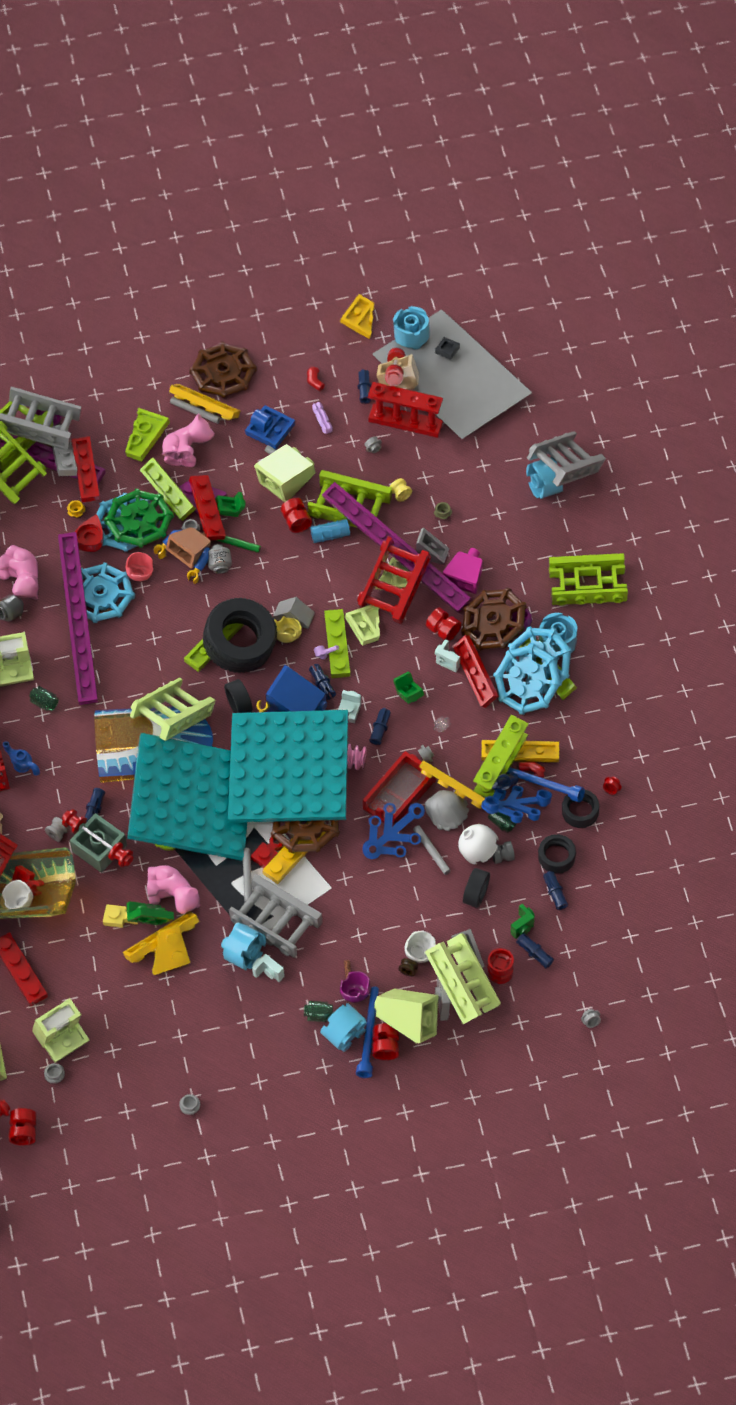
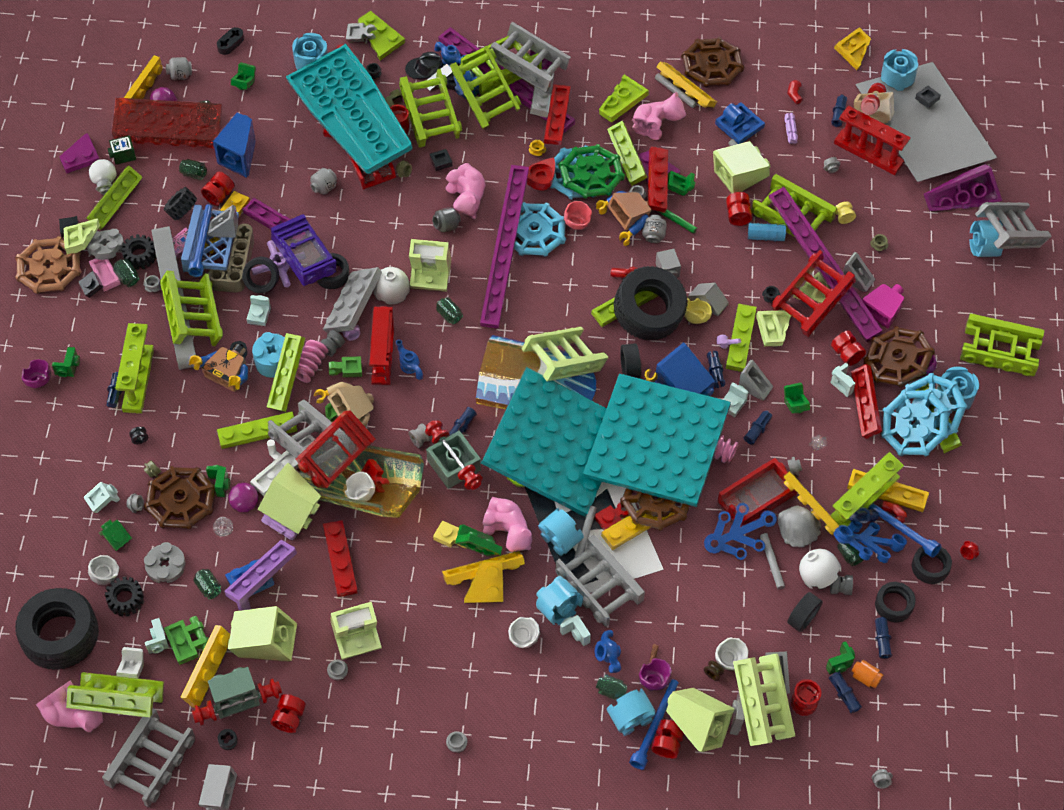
camera: 15 degrees right, 0 degrees up
(202, 612) = (620, 272): none -> red arm
(220, 985) = (524, 632): none -> white hair
(224, 880) = (560, 531): none -> medium azure brick
(243, 588) = (669, 261): none -> light grey brick
(305, 979) = (608, 651): none -> blue piece
(352, 588) = (770, 290): none -> black plate
(364, 682) = (755, 381): none -> light grey slope
(513, 433) = (965, 191): none -> magenta wedge
(550, 927) = (867, 674): none -> orange brick

